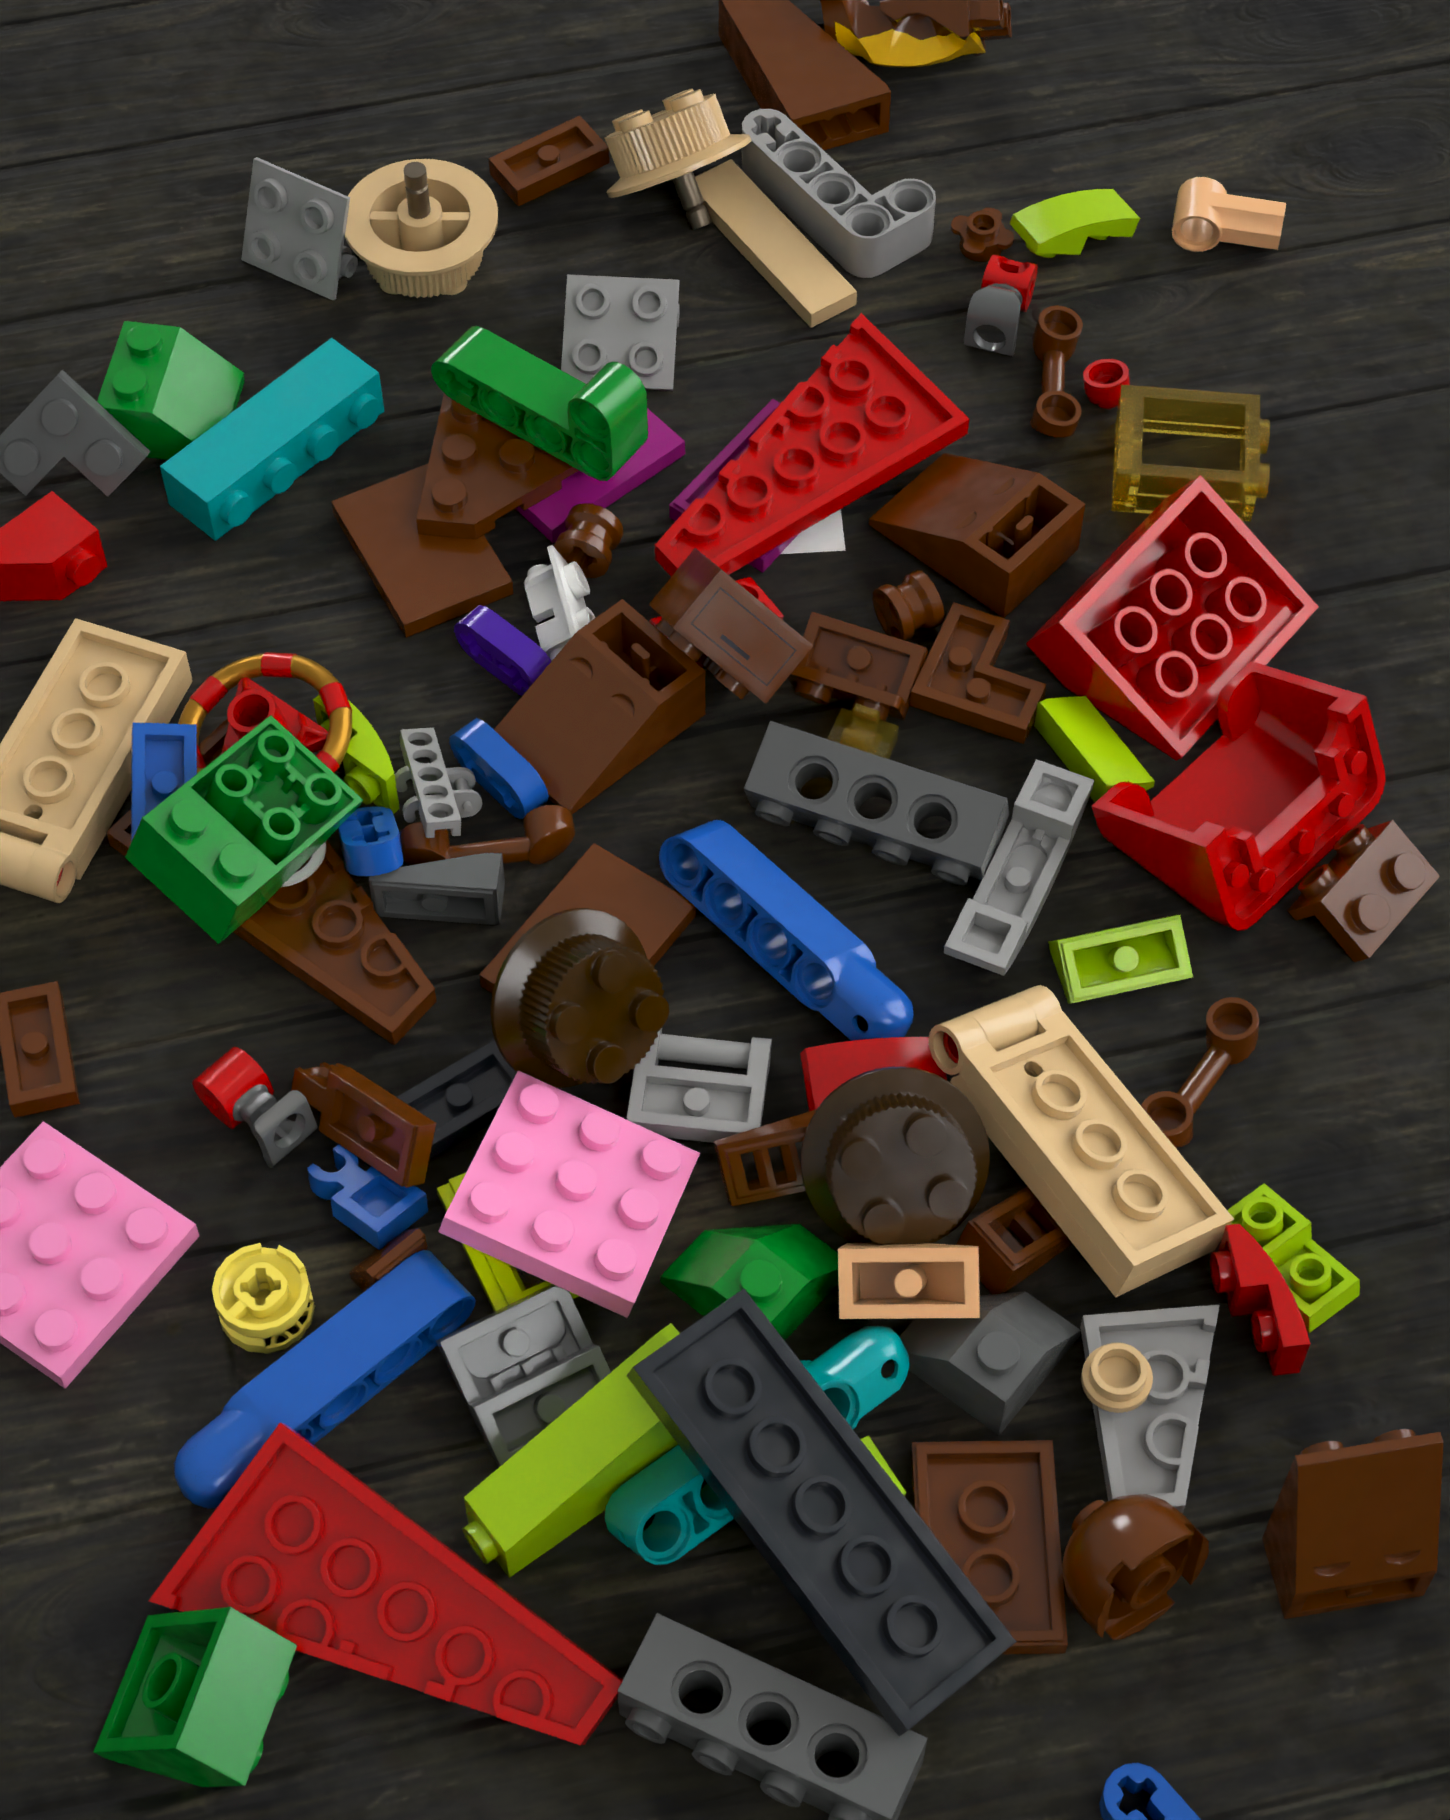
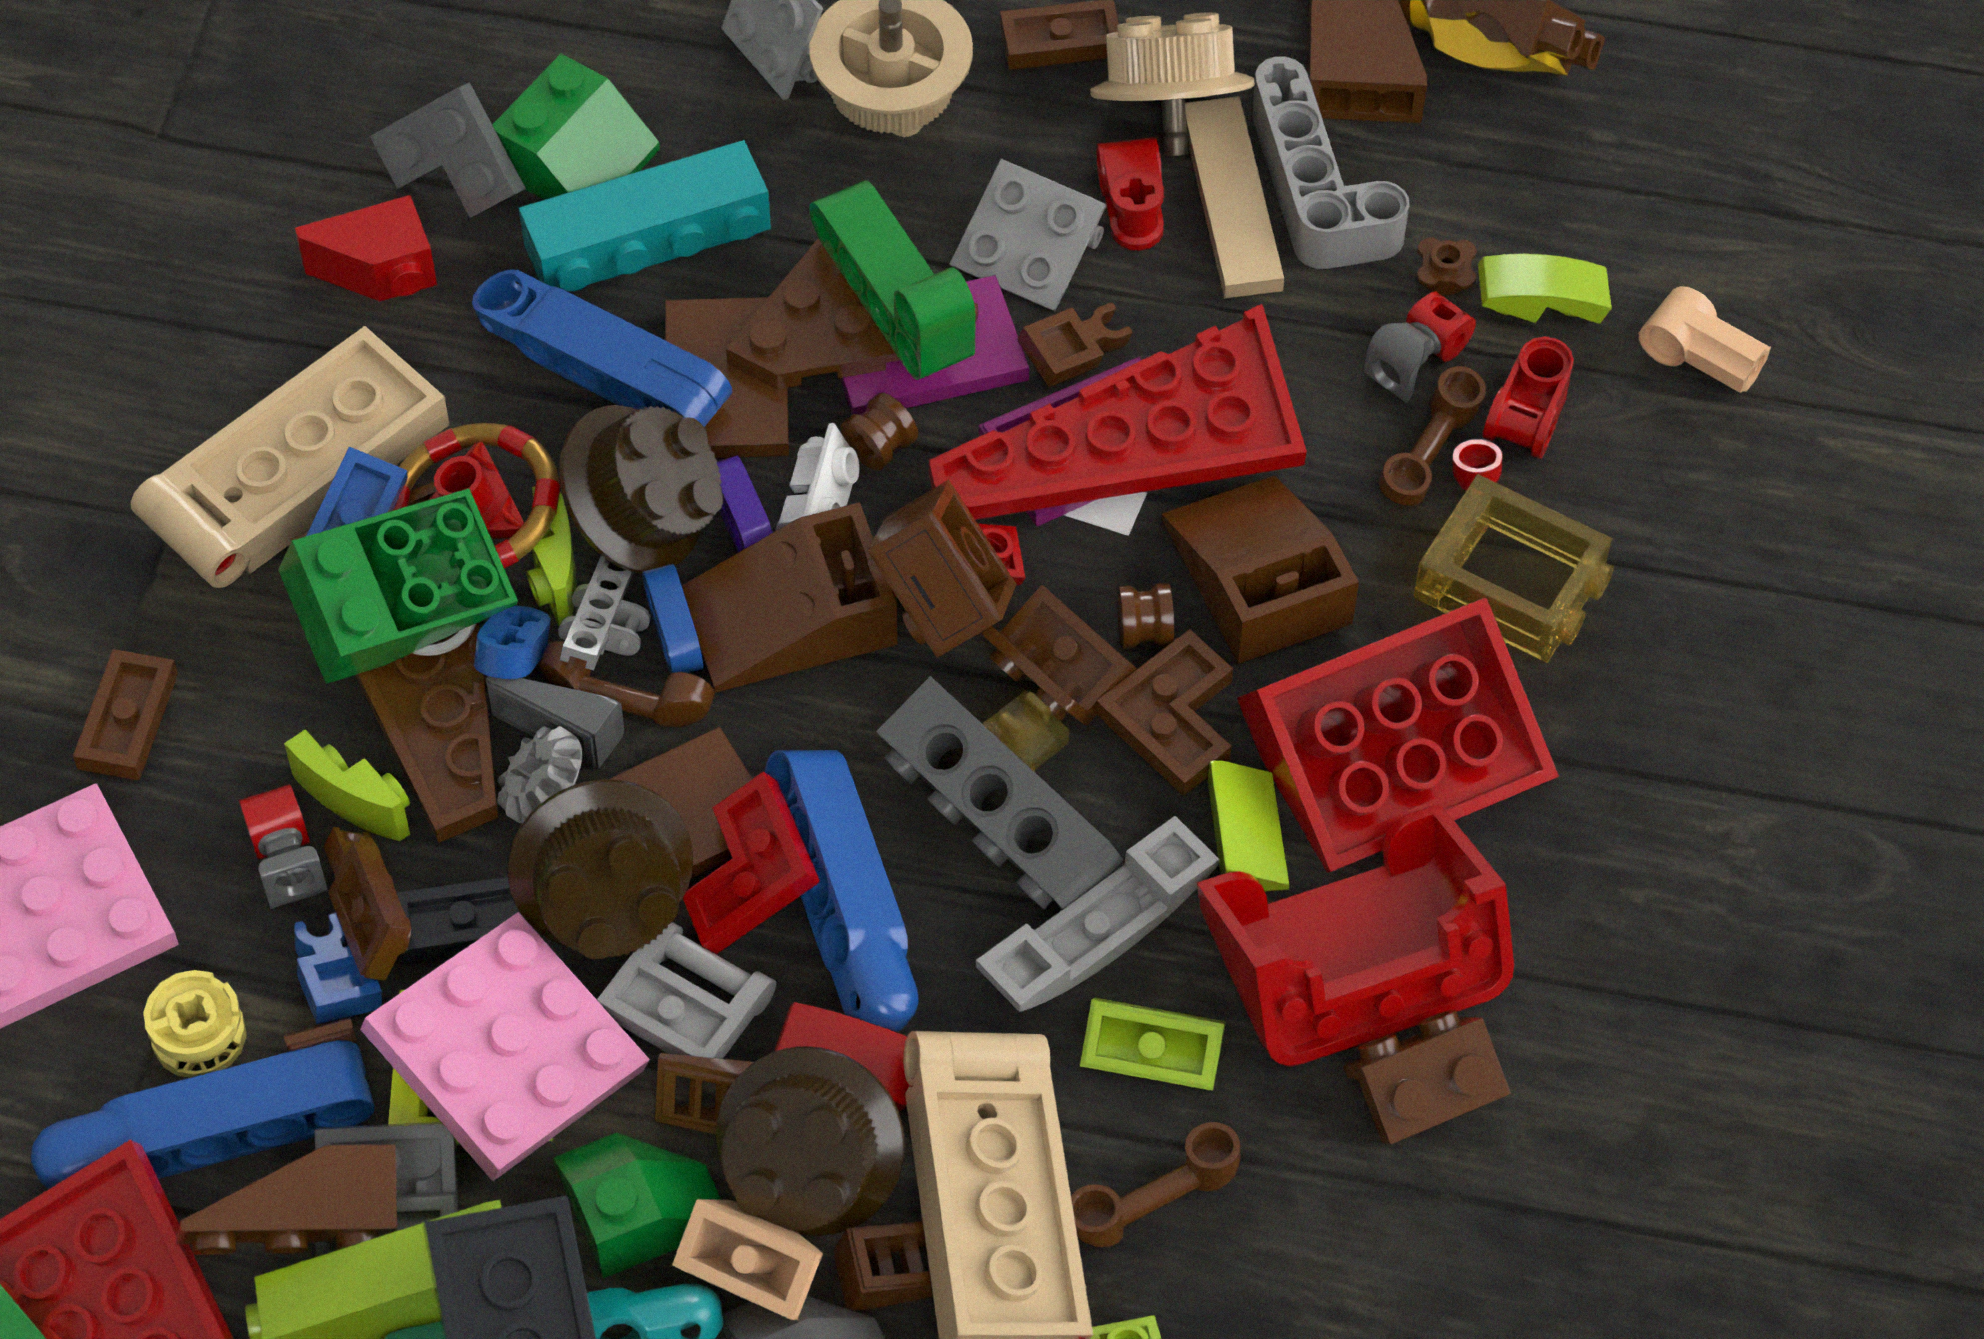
camera: 25 degrees right, 0 degrees up
(304, 563) = (598, 348): none -> blue piece
(304, 1033) = (352, 792): none -> lime slope
(414, 657) = (640, 484): none -> dark brown piece
(476, 952) = (539, 771): none -> light grey gear
(499, 1391) = (323, 1197): none -> reddish brown slope
(687, 254) = (1132, 191): none -> red piece
(708, 411) = (1067, 346): none -> reddish brown plate
(715, 945) = (765, 869): none -> red plate
(1120, 310) = (1530, 404): none -> red piece

